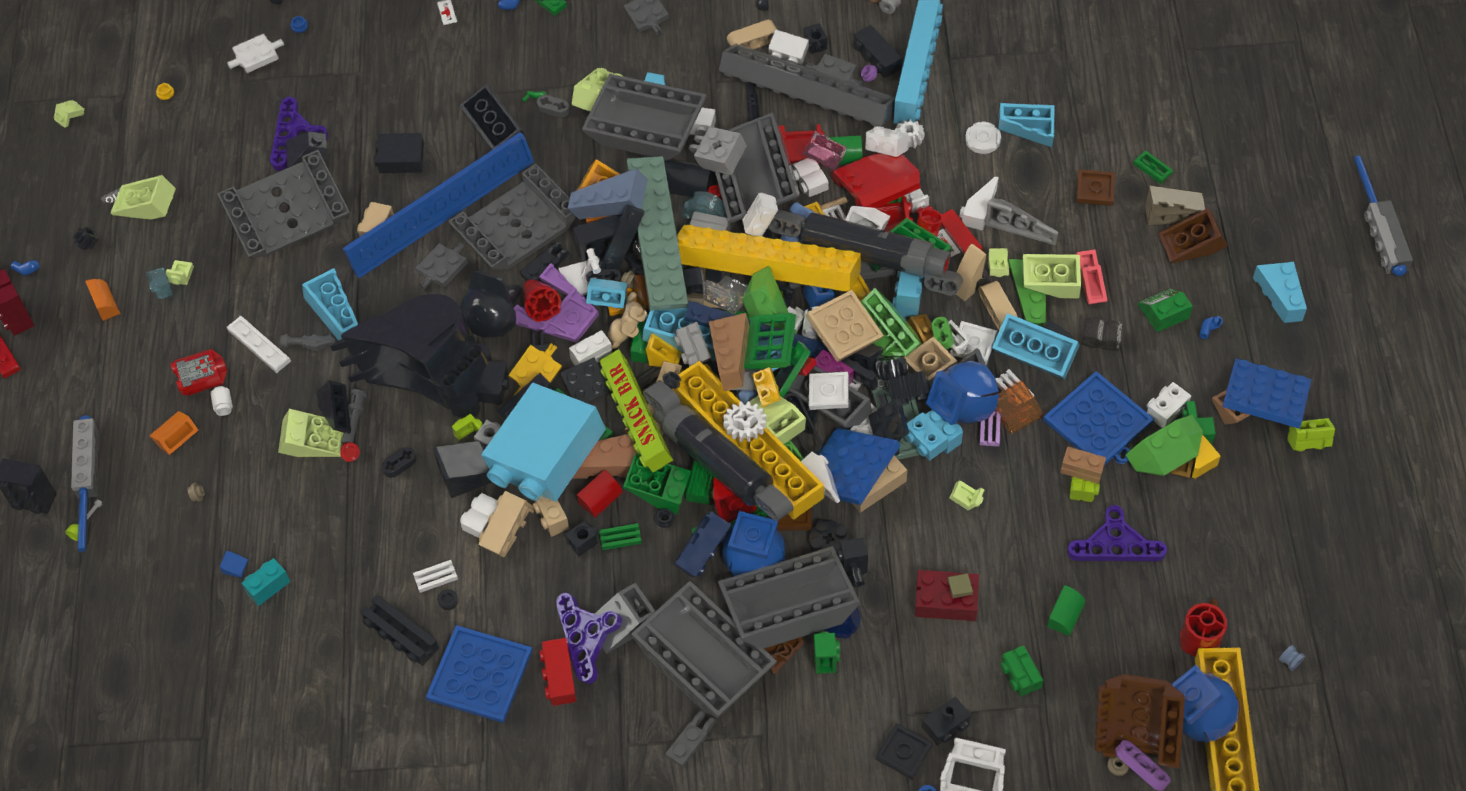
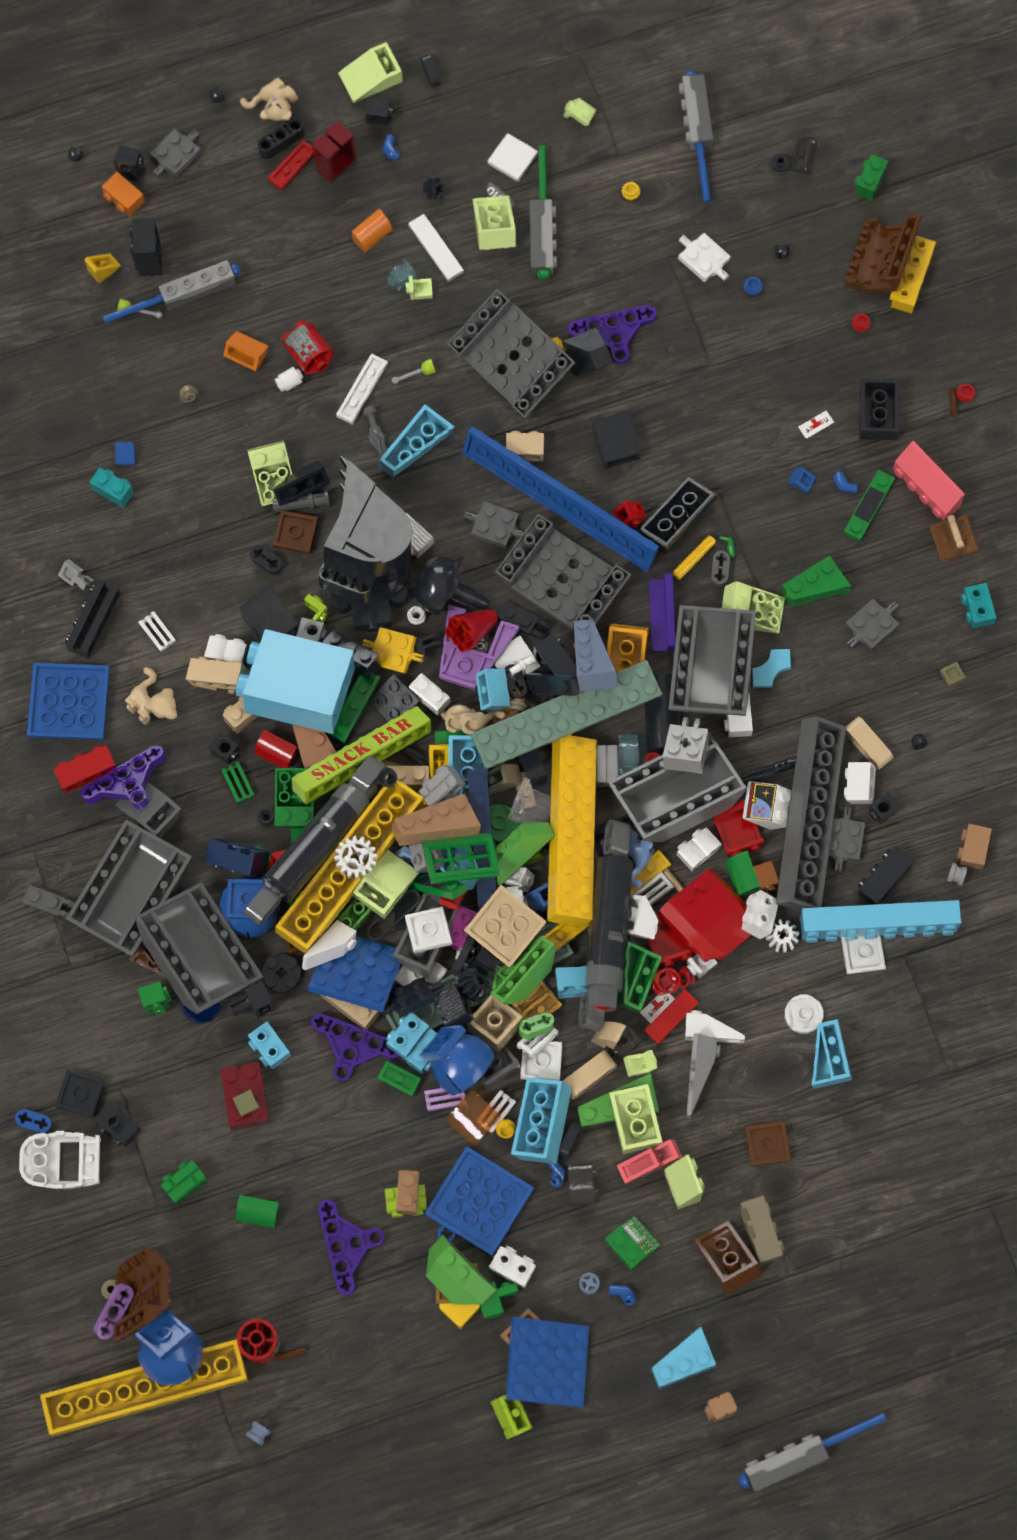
camera: 75 degrees right, 15 degrees up
(22, 544) = (102, 266): none -> yellow slope
(85, 173) = (512, 157): none -> white tile
(124, 27) = (698, 122): none -> piece
(144, 253) = (436, 248): none -> white tile
(167, 163) = (542, 227): none -> piece
(262, 283) = (426, 367): none -> hinge
(343, 639) = (73, 575): none -> light grey plate
(350, 452) = (264, 512): red plate -> none
(381, 429) = (295, 532): none -> reddish brown plate
(447, 599) = (136, 650): black tile -> none
(474, 147) = (630, 513): none -> red brick
(493, 31) = (802, 479): none -> blue slope
(506, 342) = (419, 610): none -> white plate
(515, 586) = (160, 704): none -> tan animal
(535, 122) = (694, 557): none -> yellow axle
(577, 153) = (662, 614): none -> dark purple panel
(595, 38) = (816, 583): none -> green wedge
(760, 214) = (613, 809): white brick -> none
(766, 387) = (407, 868): yellow hips -> none
(789, 112) = (767, 805): none -> slope
(824, 150) = (721, 853): clear pink brick -> none
(852, 129) = (766, 877): none -> dark orange brick
(869, 73) = (853, 875): medium lavender plate -> none
(900, 564) = (269, 1046): none -> medium azure brick
(913, 501) = (343, 1042): none -> dark purple beam
(941, 85) = (863, 955): none -> white tile
(962, 459) = (399, 1078): none -> green plate
(966, 496) = (358, 1091): yellowish green bracket -> none
(1033, 382) = (505, 1128): none -> yellow plate
(1087, 352) = (558, 1174): none -> blue arm
(1121, 246) = (684, 1183): none -> yellowish green slope
(1151, 168) = (807, 1214): green tile -> none
(1195, 344) = (590, 1280): none -> sand blue wheel
(1332, 268) = (720, 1407): none -> medium nougat brick

